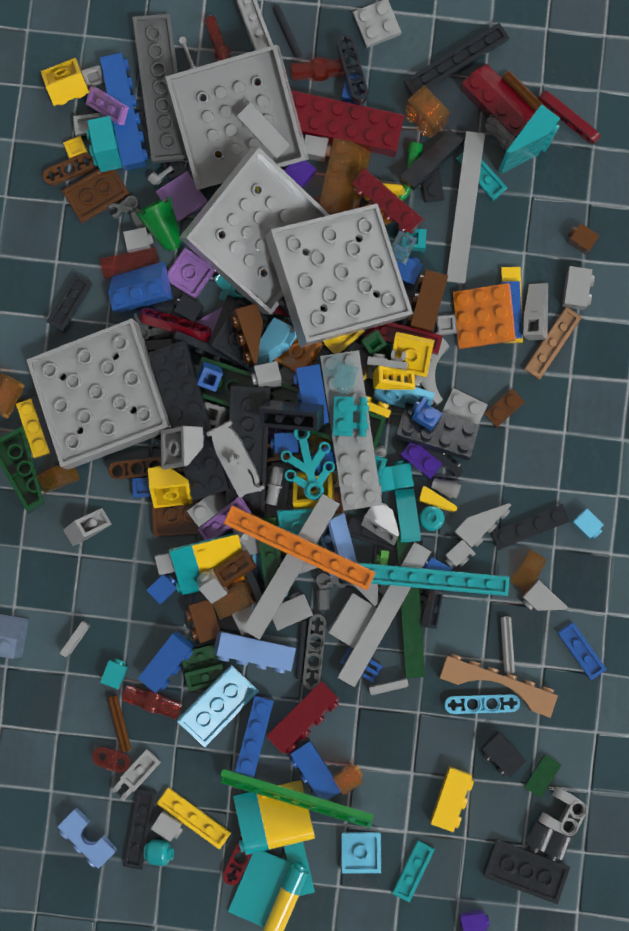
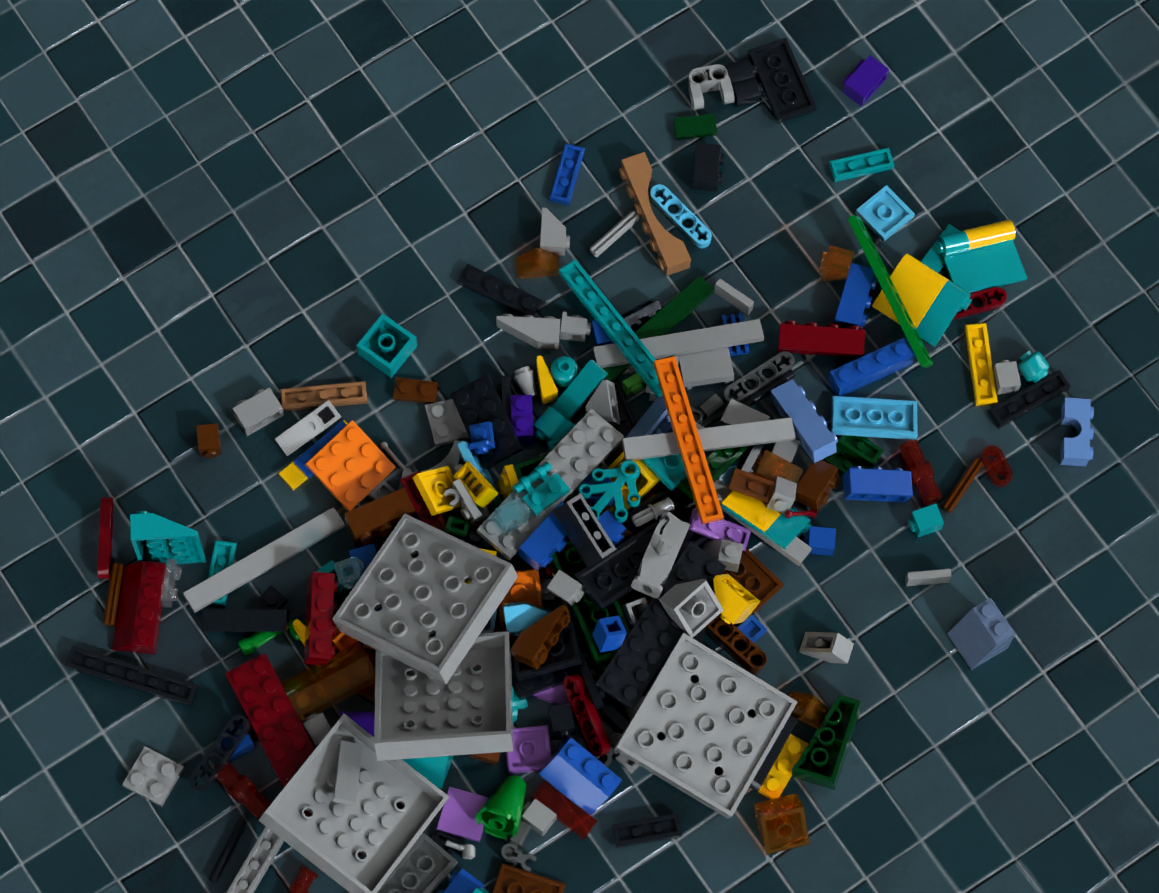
camera: 135 degrees left, 15 degrees down
(137, 773) = (986, 435): light grey hinge -> none
(187, 601) = (788, 514): none -> dark red hinge
(427, 112) = (205, 657): clear orange brick -> none
(450, 354) = (384, 446): none -> light grey hinge
(451, 799) = (778, 178): yellow brick -> none
(552, 412) = (386, 345): none -> teal brick
(587, 524) = (457, 247): medium azure brick -> none

